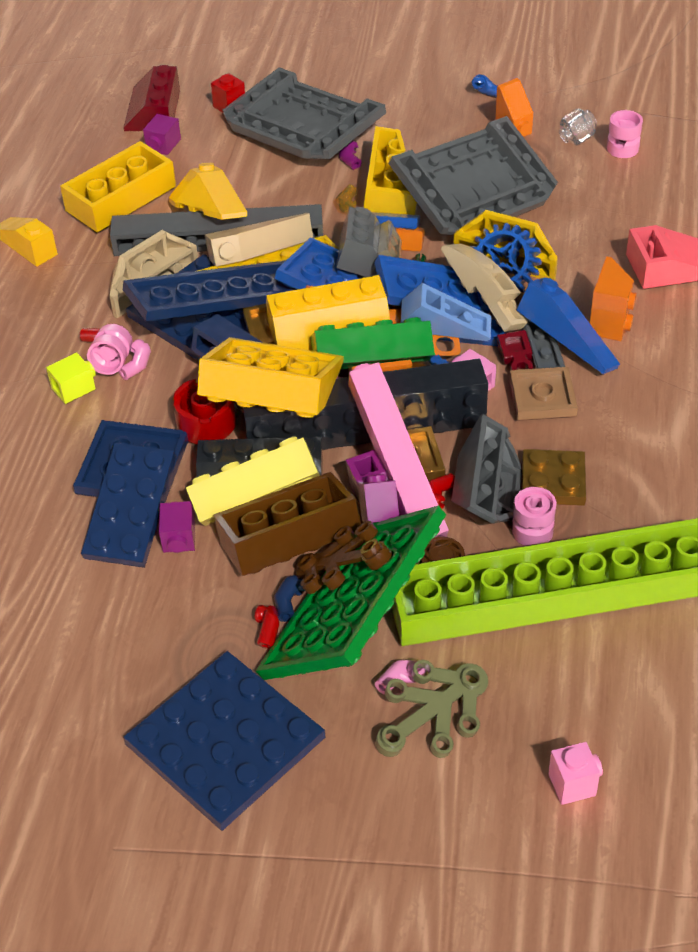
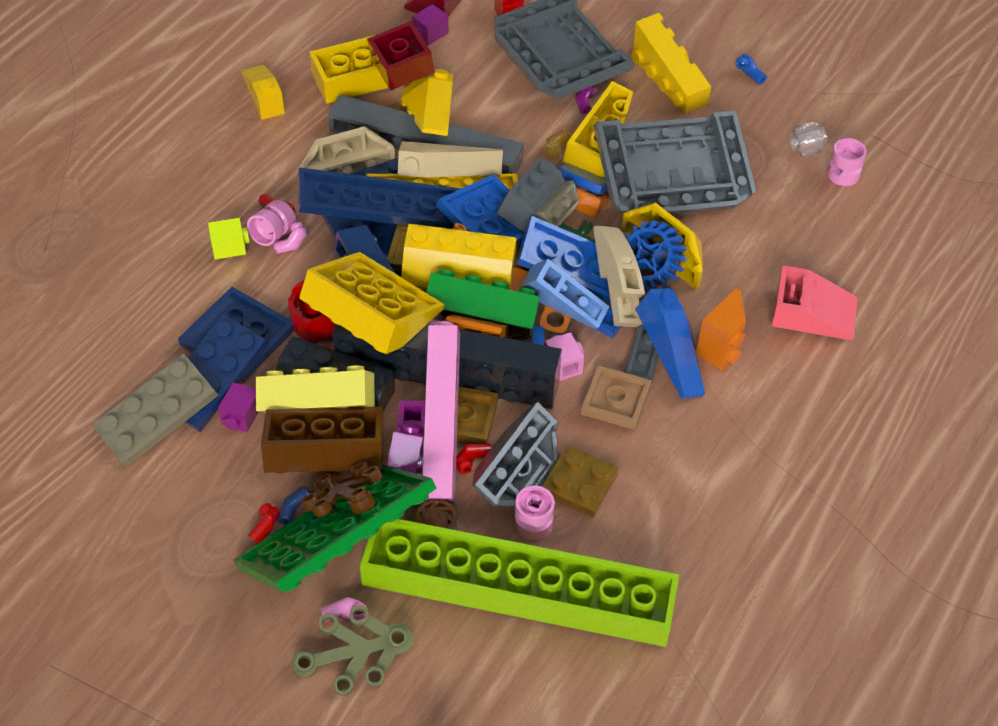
camera: 20 degrees right, 5 degrees up
(89, 560) = (154, 410): none -> dark tan plate
(162, 158) = (401, 55): none -> dark red brick
(224, 739) = (179, 608): dark blue plate -> none
(415, 102) = (669, 64): none -> yellow wedge
(514, 104) = (754, 103): orange slope -> none
(515, 349) = (616, 346): dark red plate -> none

